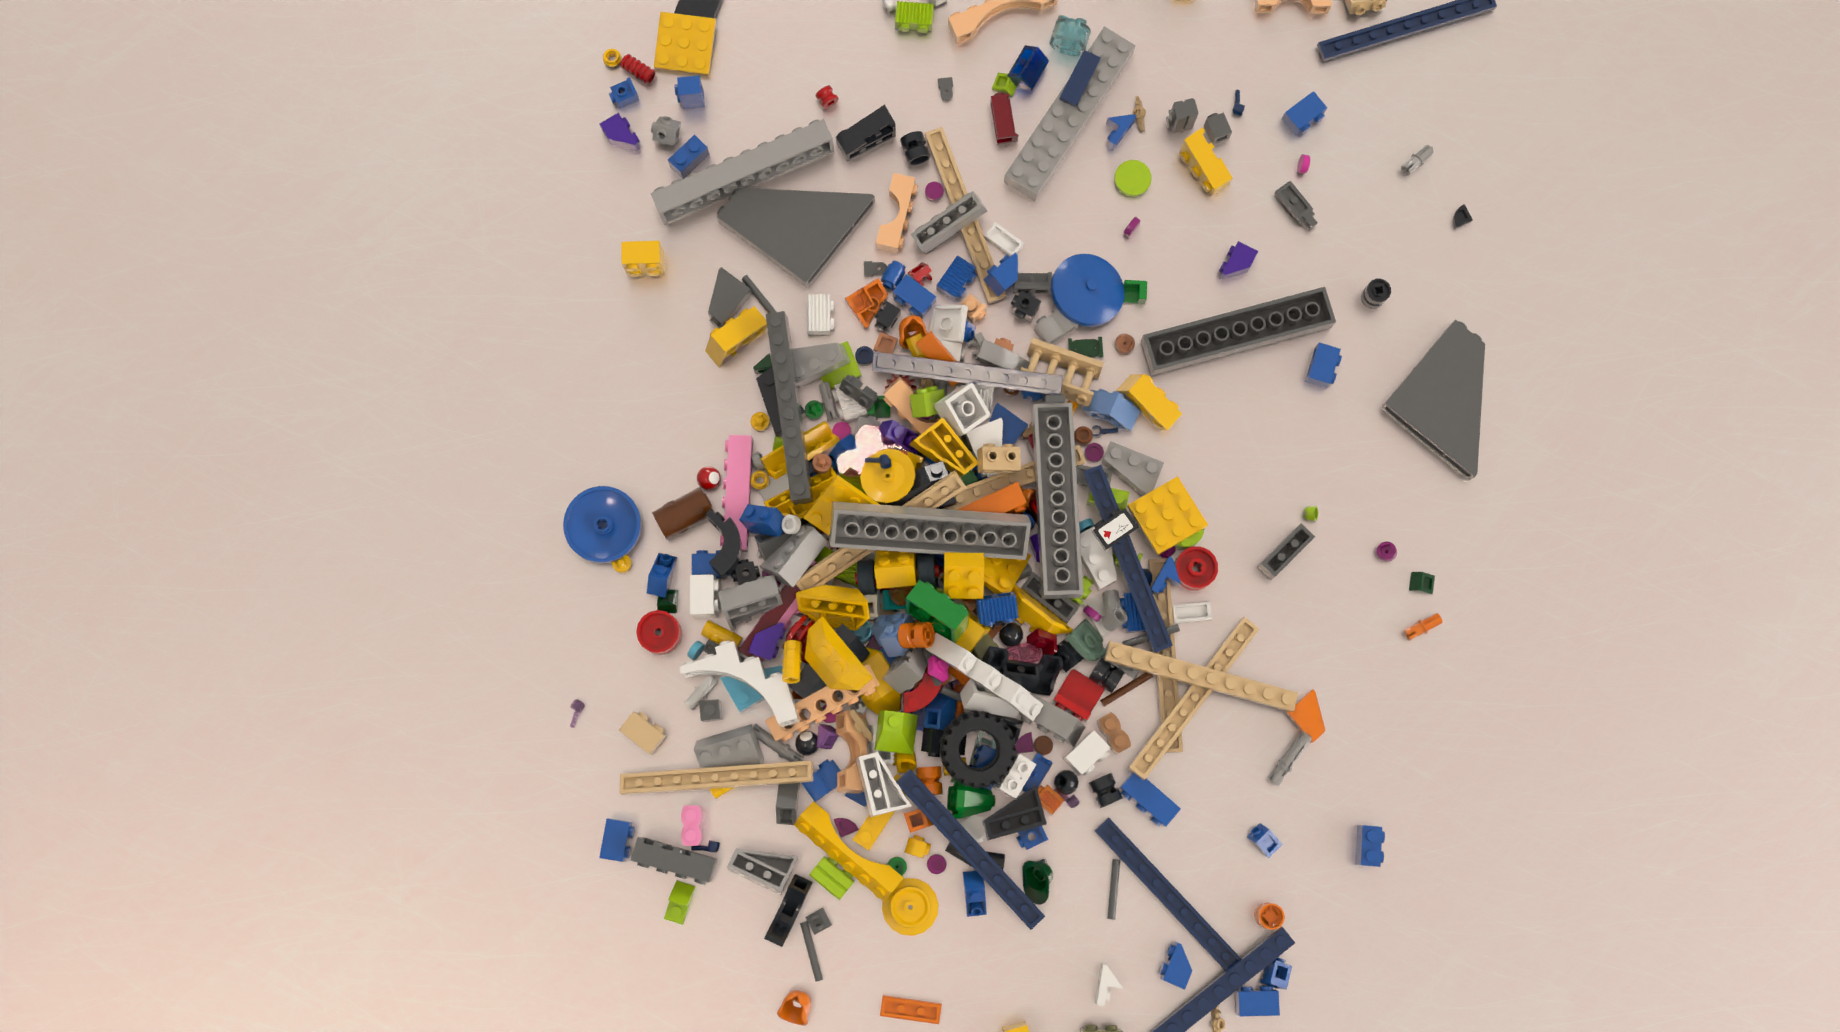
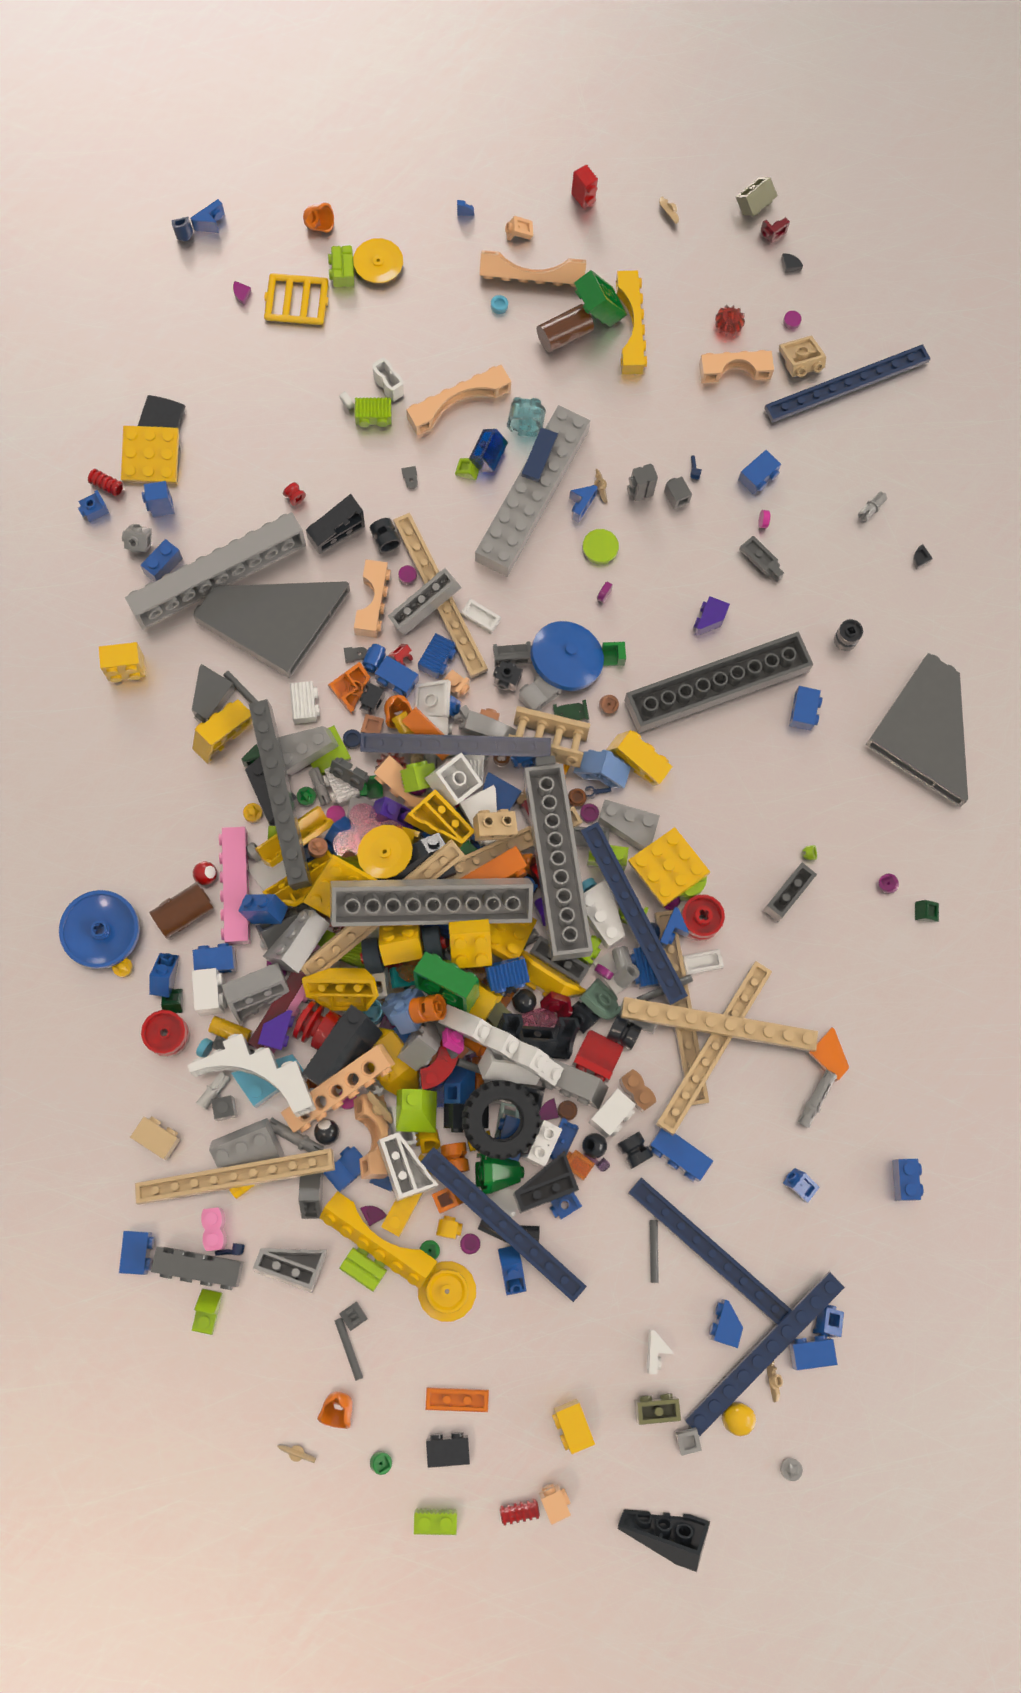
camera: 10 degrees left, 5 degrees down
(578, 706) = (87, 1117): clear purple hand -> none
(612, 53) = (77, 469): yellow plate -> none
(618, 134) = (90, 545): dark purple slope -> none
(730, 554) = (231, 947): black arch -> none
(745, 566) = (246, 958): black brick -> none
(755, 476) = (256, 864): yellow plate -> none
(788, 910) = (321, 1308): black arch -> none
(791, 524) = (291, 909): white tile -> none
(791, 661) = (302, 1048): yellow axle -> none
(826, 736) = (345, 1123): medium lavender slope -> none
(834, 659) = (345, 1041): yellow wedge -> none
(884, 460) = (379, 836): dark blue hand -> none
(1003, 118) = (468, 500): dark red window -> none
(1004, 275) = (483, 648): blue slope -> none
(1036, 880) = (574, 1250): dark green piece -> none
(1114, 529) = (617, 884): brick -> none
(1126, 688) = (646, 1044): reddish brown bar -> none
(1204, 163) = (668, 525): yellow wedge -> none
(1269, 915) = (815, 1262): orange wheel -> none
(1423, 626) = (933, 954): orange axle -> none

